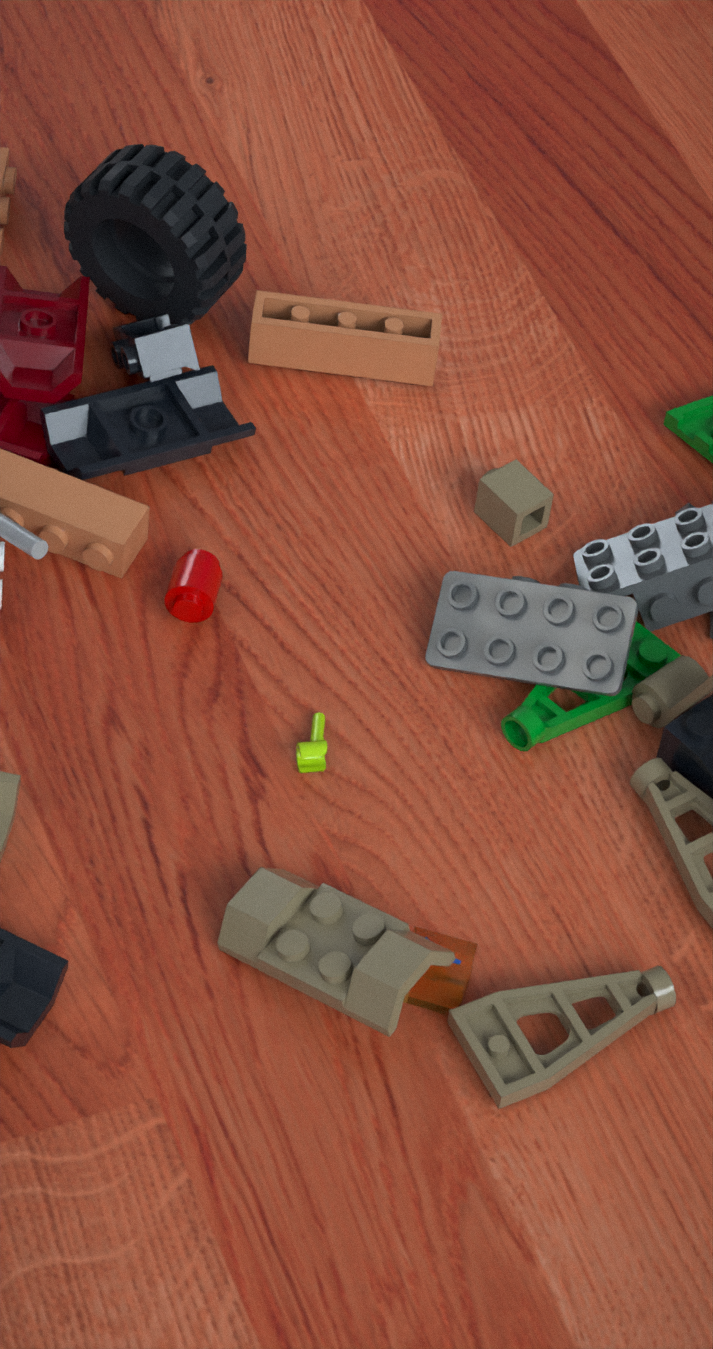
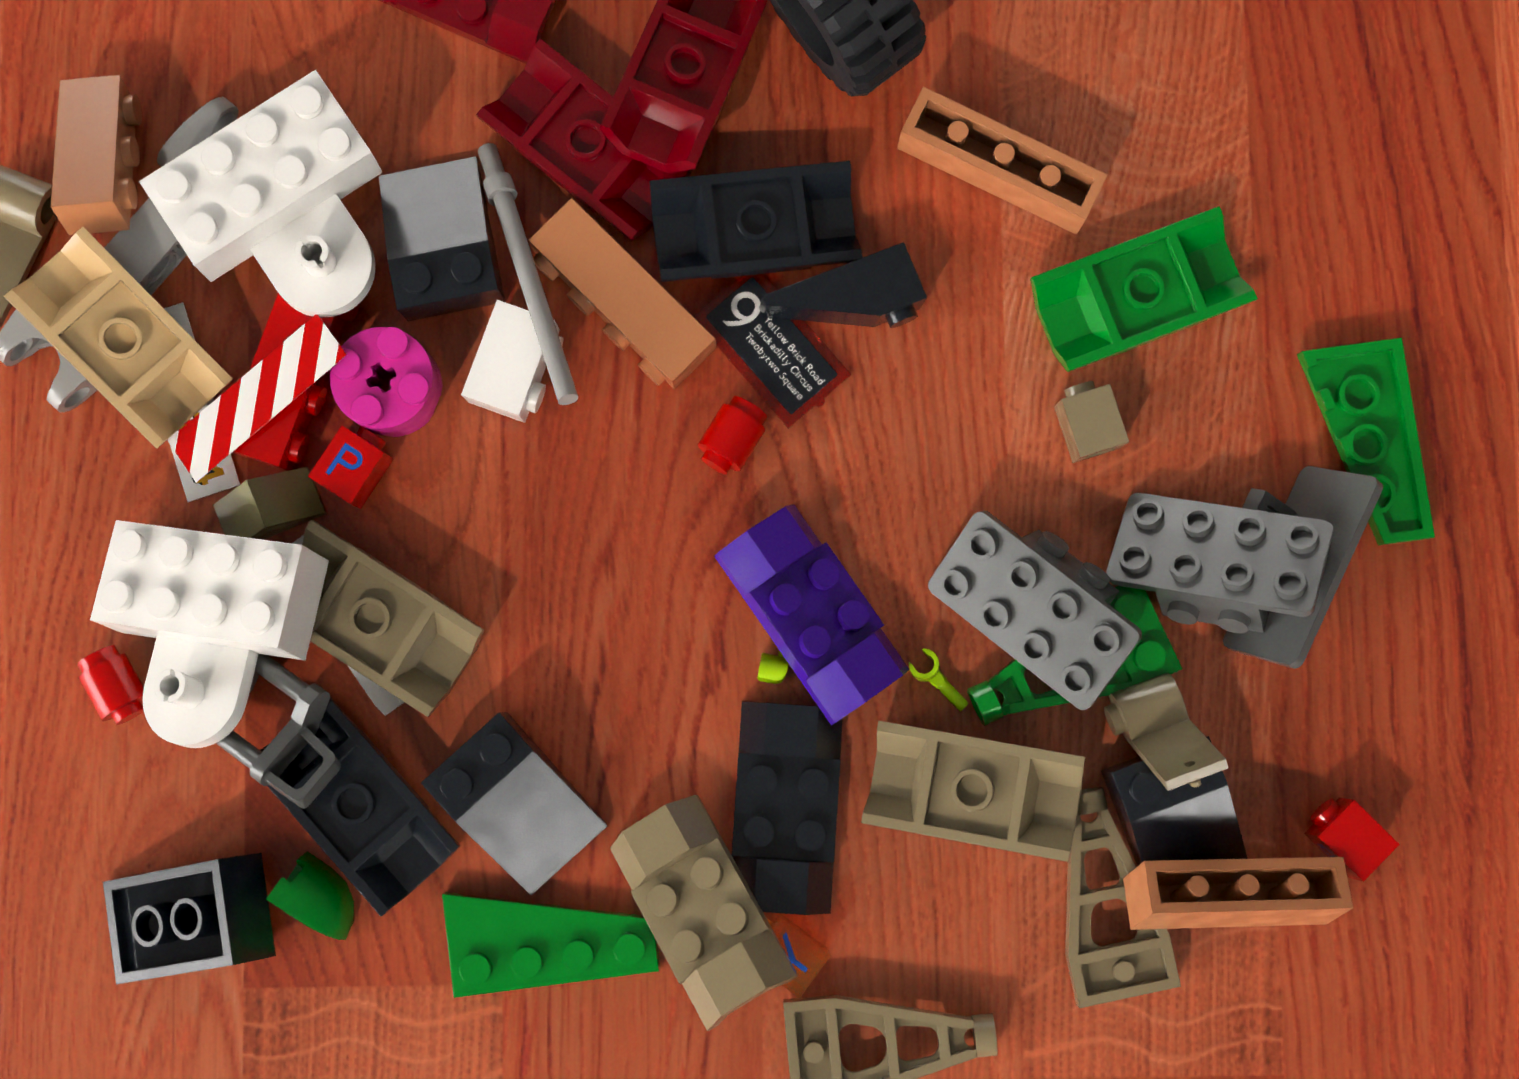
camera: 30 degrees right, 35 degrees up
(106, 919) = (514, 802): none -> slope
(154, 348) = (790, 102): window -> none
(176, 1045) = (529, 945): none -> green wing
(193, 518) = (774, 355): none -> piece
(255, 459) = (858, 293): none -> black slope
(327, 690) = (812, 612): none -> dark purple piece
(372, 843) = (787, 806): none -> black piece
(456, 724) = (939, 681): none -> lime hand
(501, 405) = (1139, 290): none -> green piece
(544, 778) = (975, 790): none -> dark tan piece

